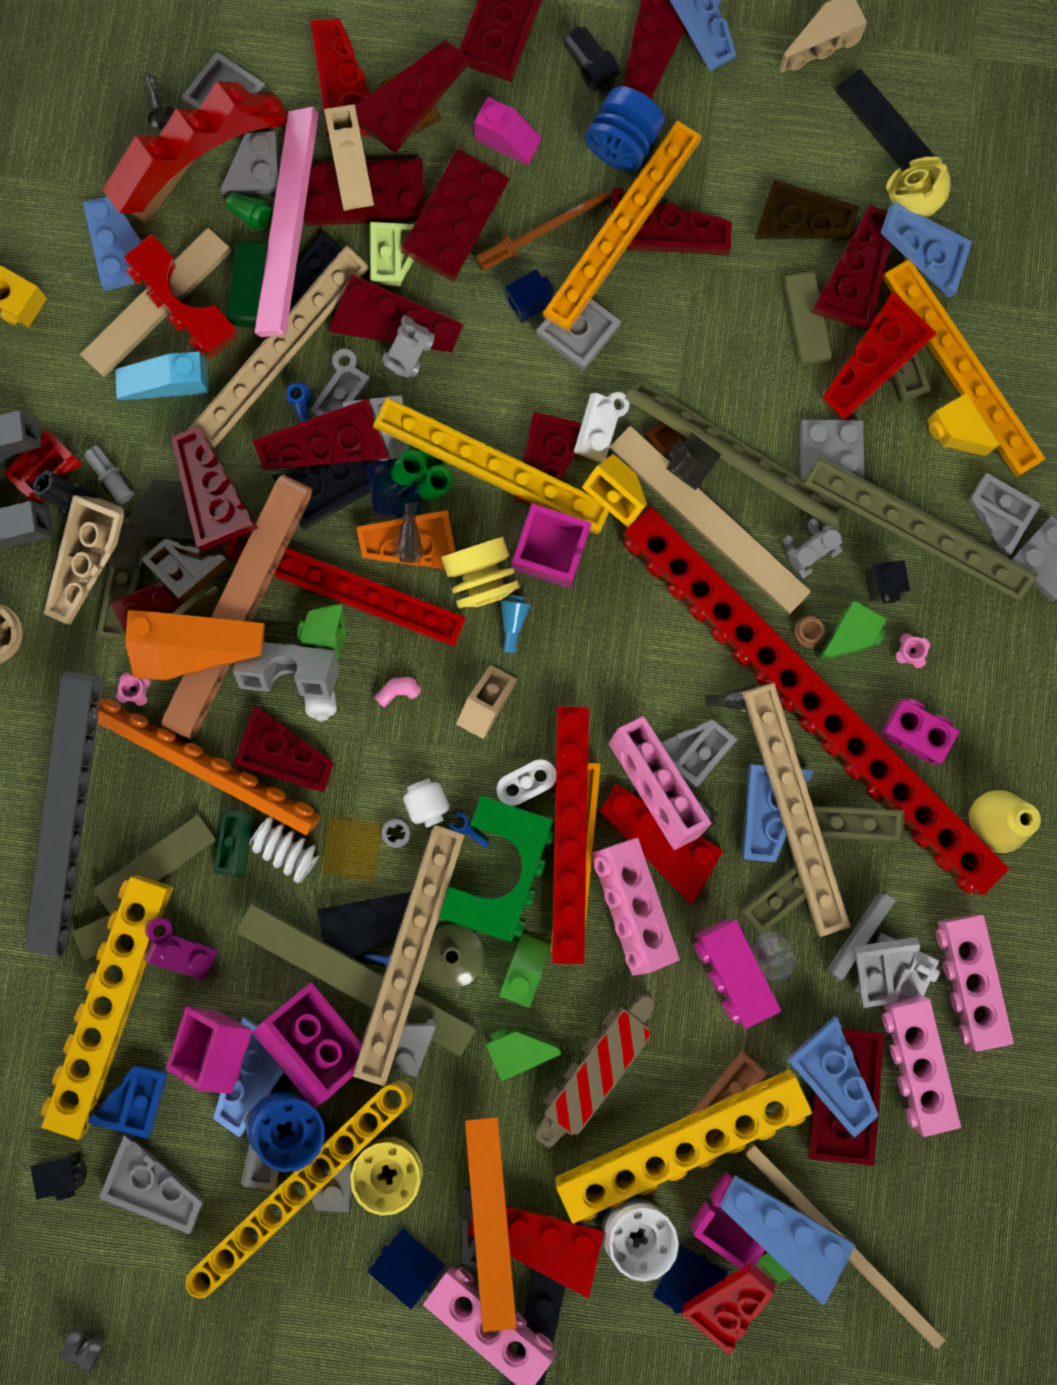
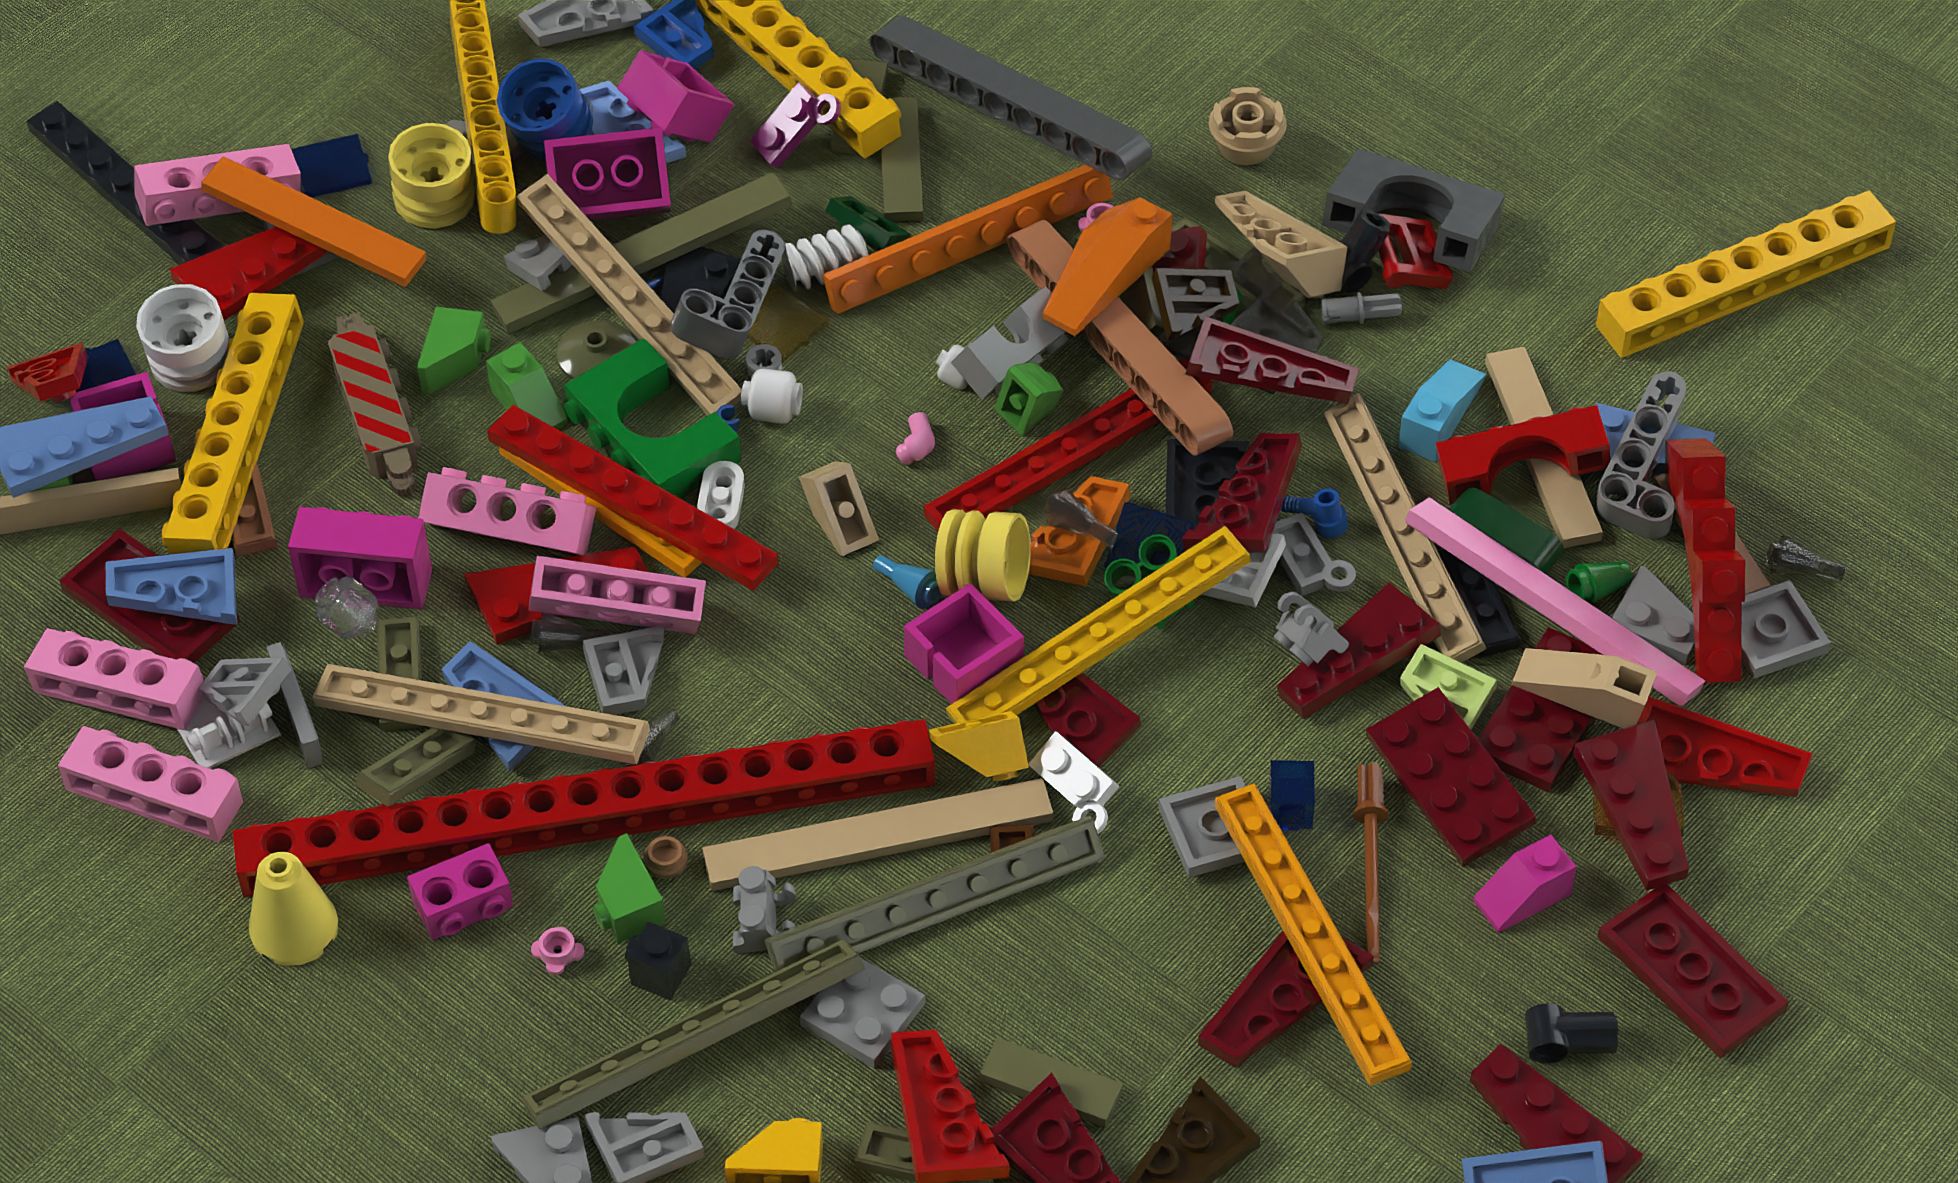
camera: 125 degrees right, 30 degrees down
(133, 220) = (1645, 449): none -> light grey beam
(281, 754) = (928, 307): dark red wing -> none
(356, 880) = (724, 324): none -> dark grey beam
(624, 128) = (1435, 994): blue wheel -> none
(692, 460) = (940, 846): clear smoke brick -> none

